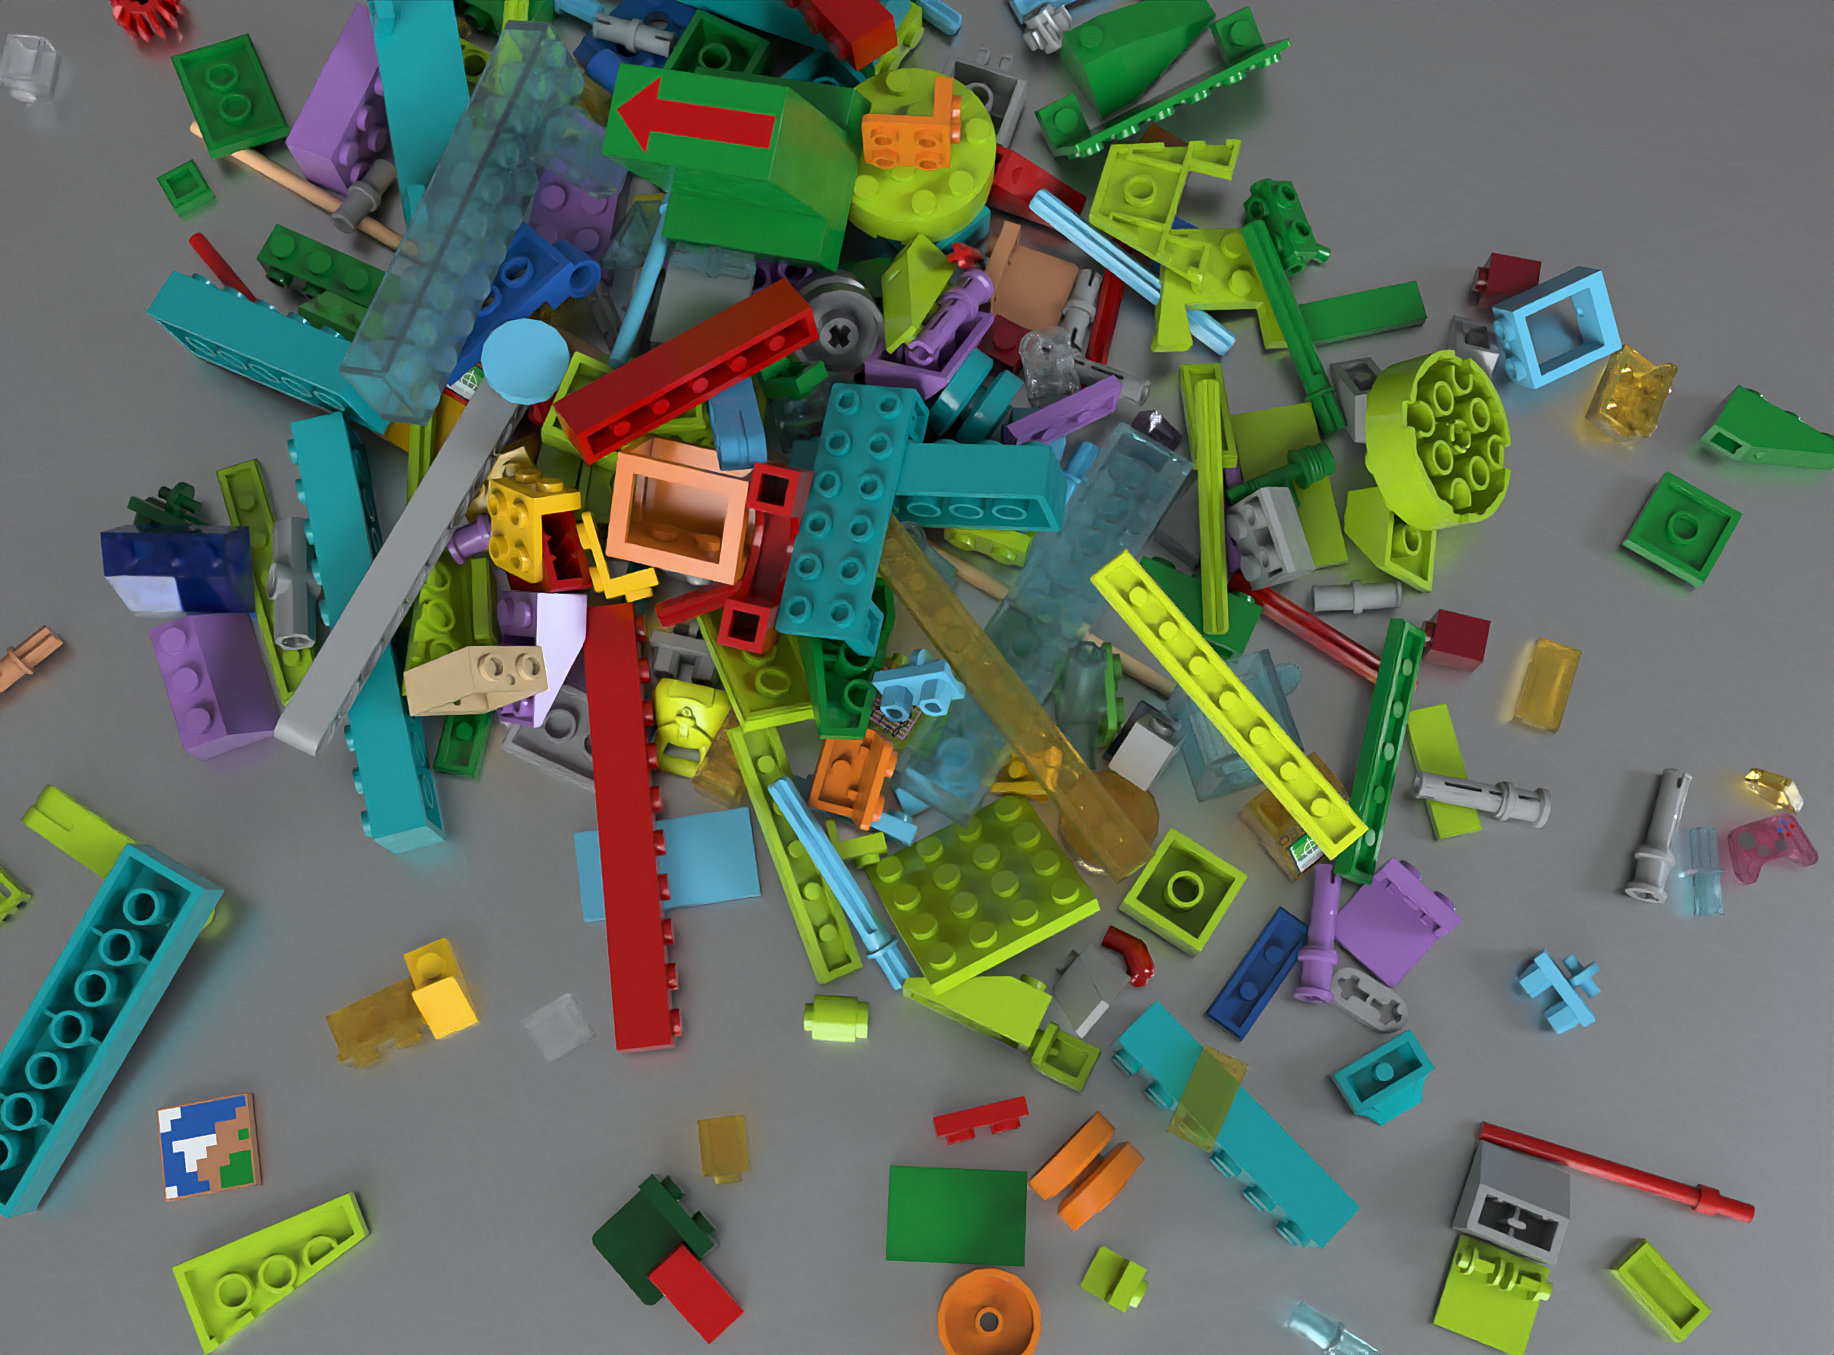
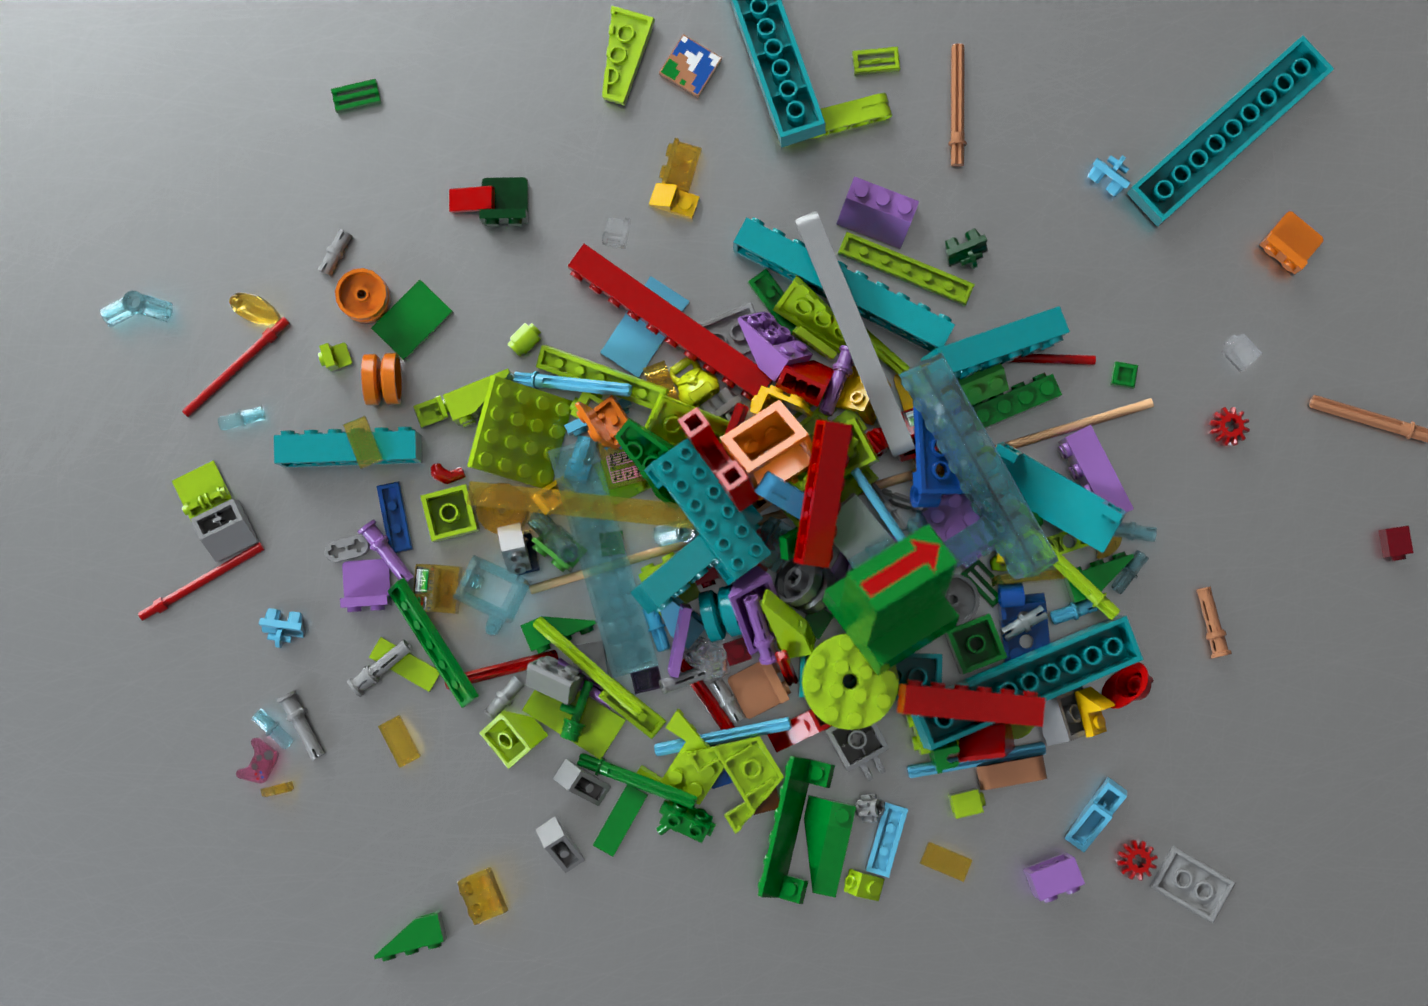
camera: 135 degrees right, 10 degrees up
(180, 567) = (938, 236): clear blue slope -> none
(230, 96) = (1151, 427): green tile -> none
(292, 585) = (891, 273): light grey piece -> none
(364, 196) = (1049, 444): light grey pin -> none
(476, 679) = (773, 307): tan window -> none
(516, 519) = (832, 388): yellow bracket -> none
(525, 361) = (893, 438): medium azure tile -> none
(725, 1148) = (514, 255): clear yellow brick -> none
(915, 140) = (837, 694): orange bracket -> none
(919, 683) = (619, 478): medium azure hips -> none
(1000, 1116) = (432, 364): red plate -> none
(1088, 987) = (447, 442): light grey slope -> none
(1229, 704) = (497, 584): neon yellow tile -> none
(1385, 1079) = (313, 526): teal slope -> none
(1437, 441) = (530, 784): lime brick -> none
(1455, 640) = (450, 719): dark red brick -> none
(1504, 278) = (576, 892): dark red brick -> none
(1593, 316) = (552, 893): medium azure window -> none
(1660, 1290) = (146, 556): lime tile -> none
(1682, 529) = (409, 860): green plate -> none

